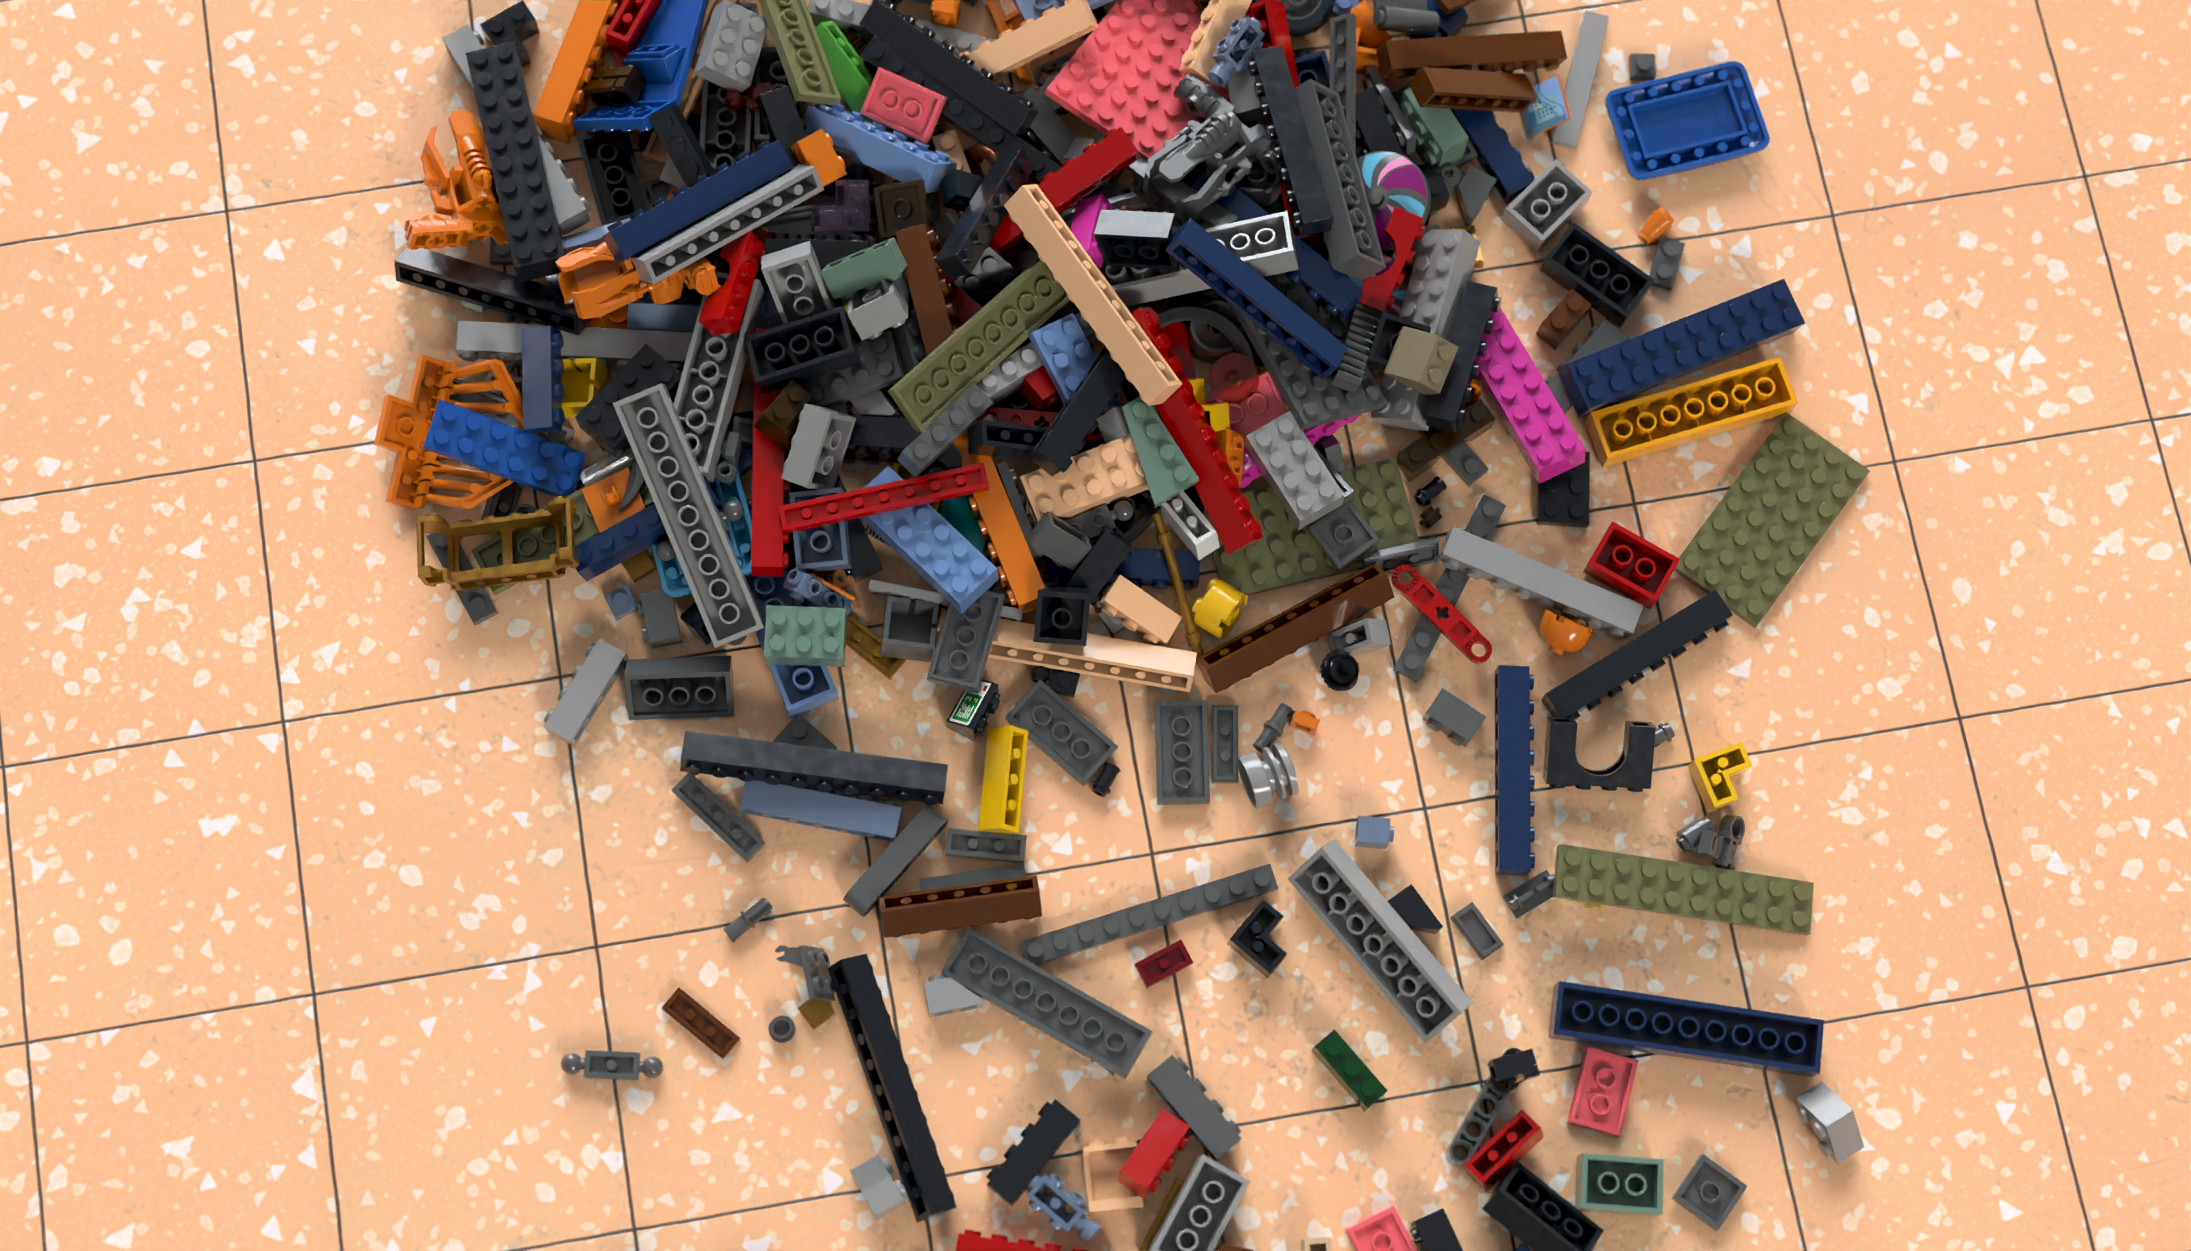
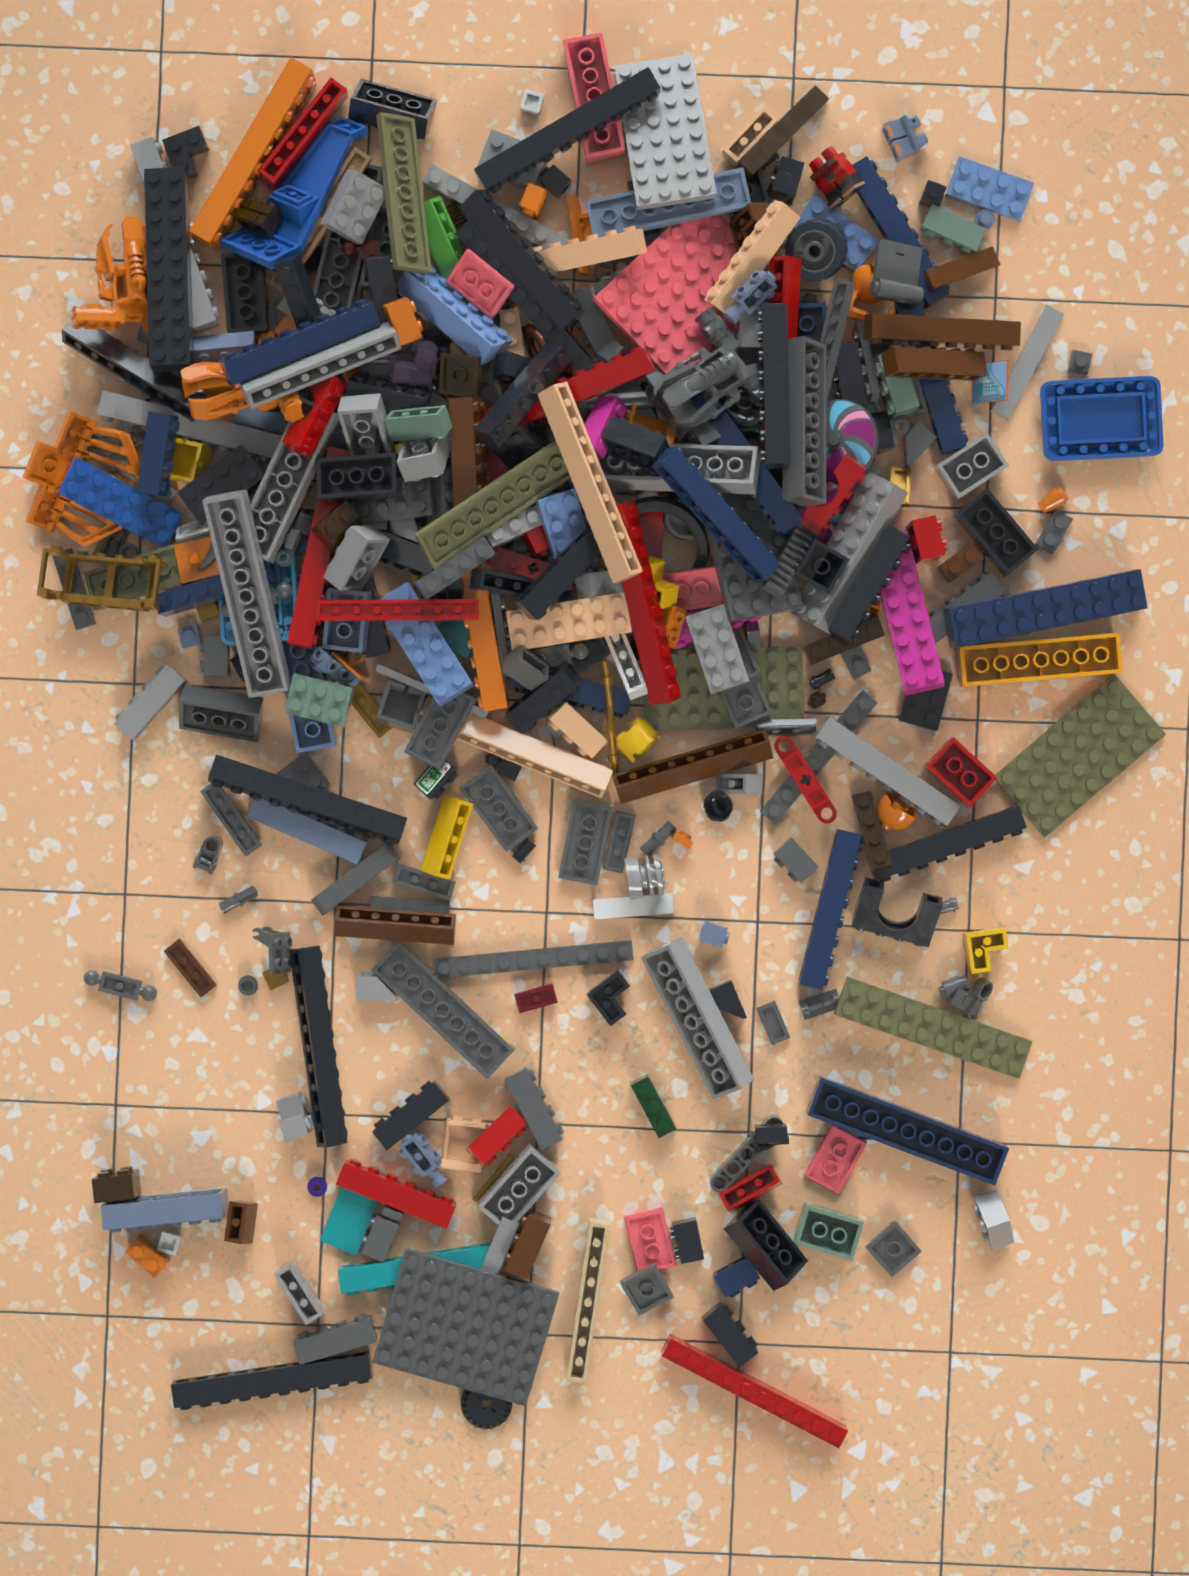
camera: 20 degrees right, 15 degrees up
(697, 870) = (207, 858): none -> dark grey piece
(1062, 615) = (515, 726): black slope -> none
(1160, 457) = (615, 623): sand green wing -> none
(1224, 368) = (677, 562): clear red tile -> none
(1261, 820) = (625, 907): none -> white tile
(1421, 360) = (834, 586): dark tan slope -> none
(1518, 292) = (926, 539): none -> red brick
(1540, 659) = (871, 831): none -> dark brown plate

